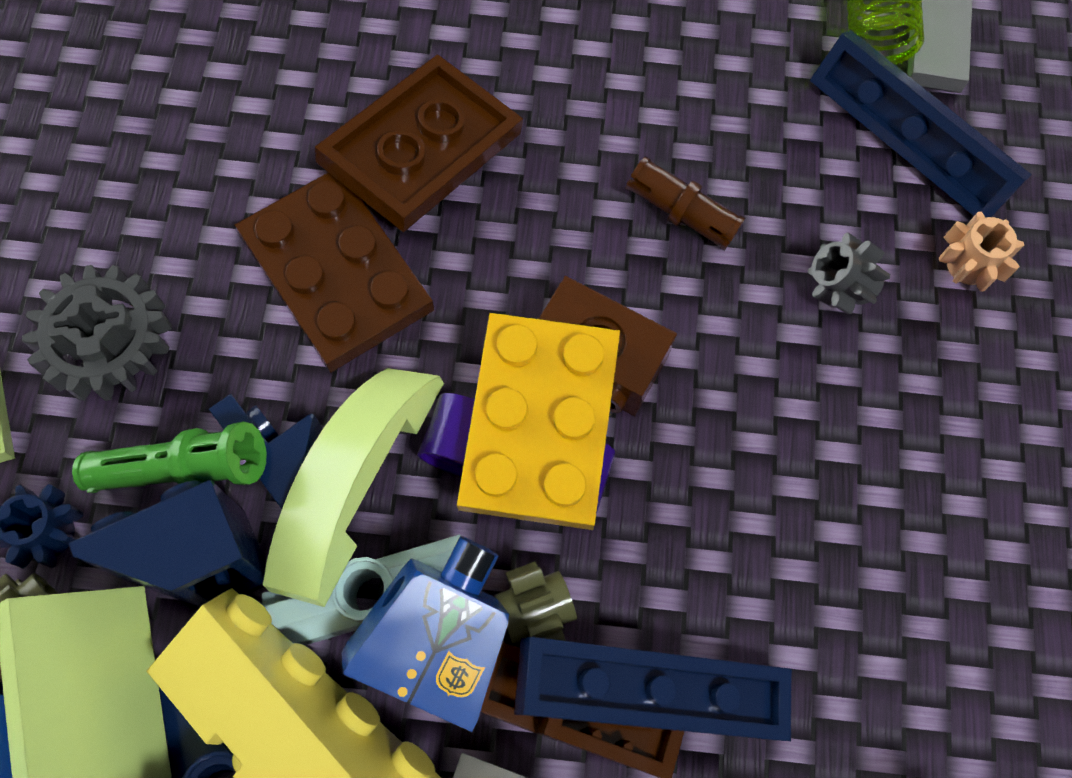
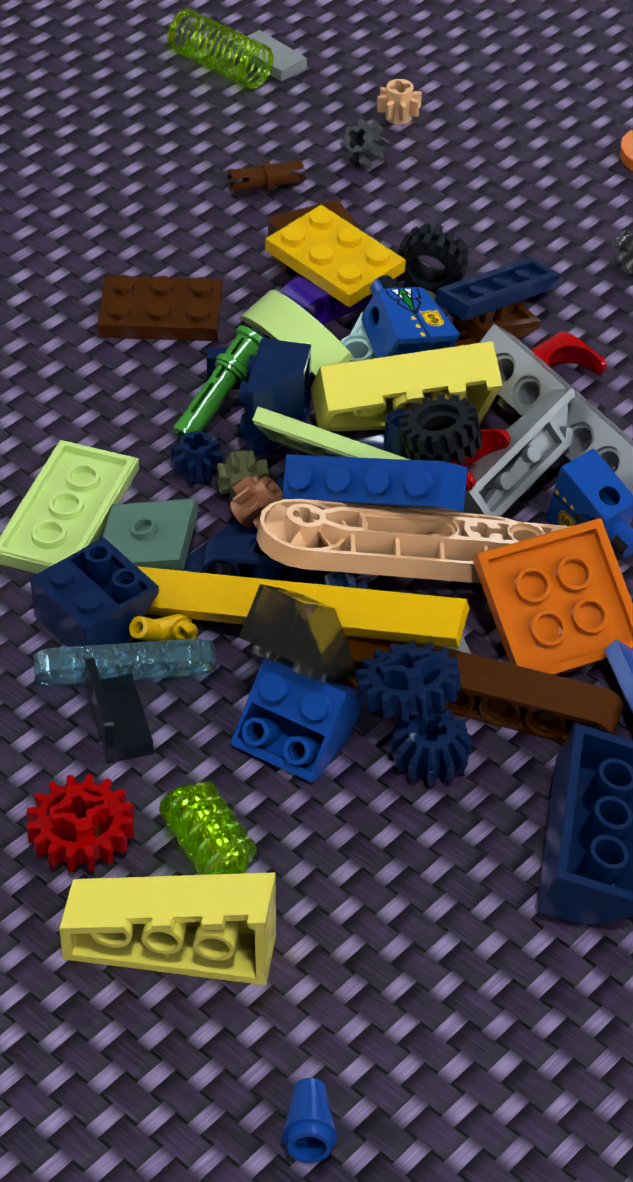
camera: 50 degrees left, 25 degrees down
(104, 336) = (108, 394): dark grey gear -> none
(418, 142) = (128, 237): reddish brown plate -> none
(646, 550) = (435, 245): none -> black tyre
(918, 126) = (311, 83): dark blue plate -> none

